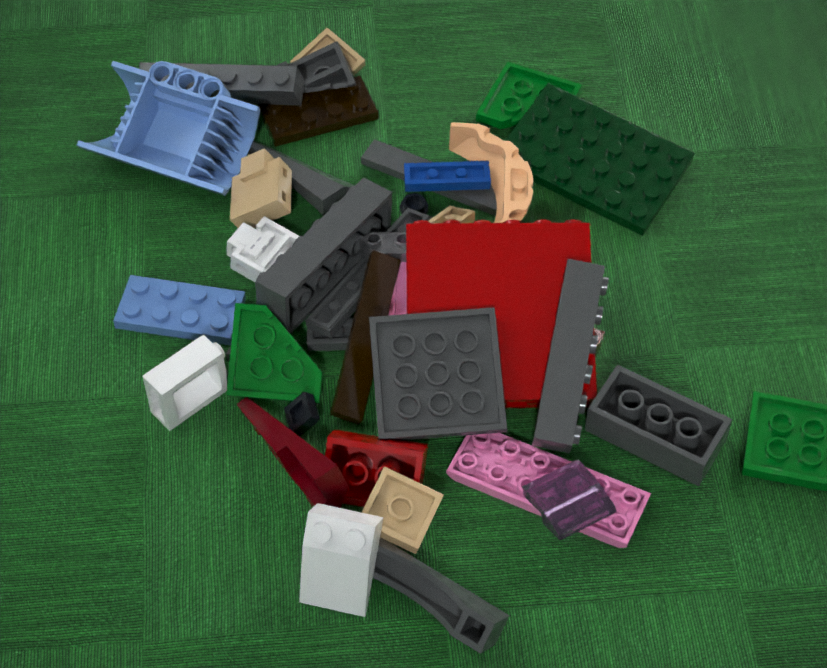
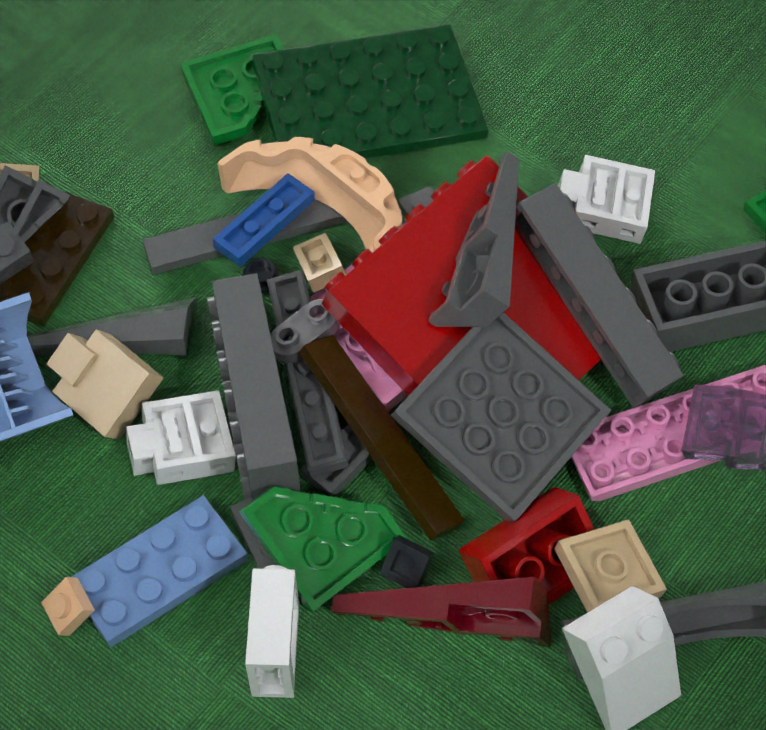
camera: 45 degrees left, 5 degrees up
(114, 287) = (68, 606): none -> light nougat plate
(494, 284) = (485, 259): none -> dark grey wedge
(667, 321) = (610, 197): none -> white piece

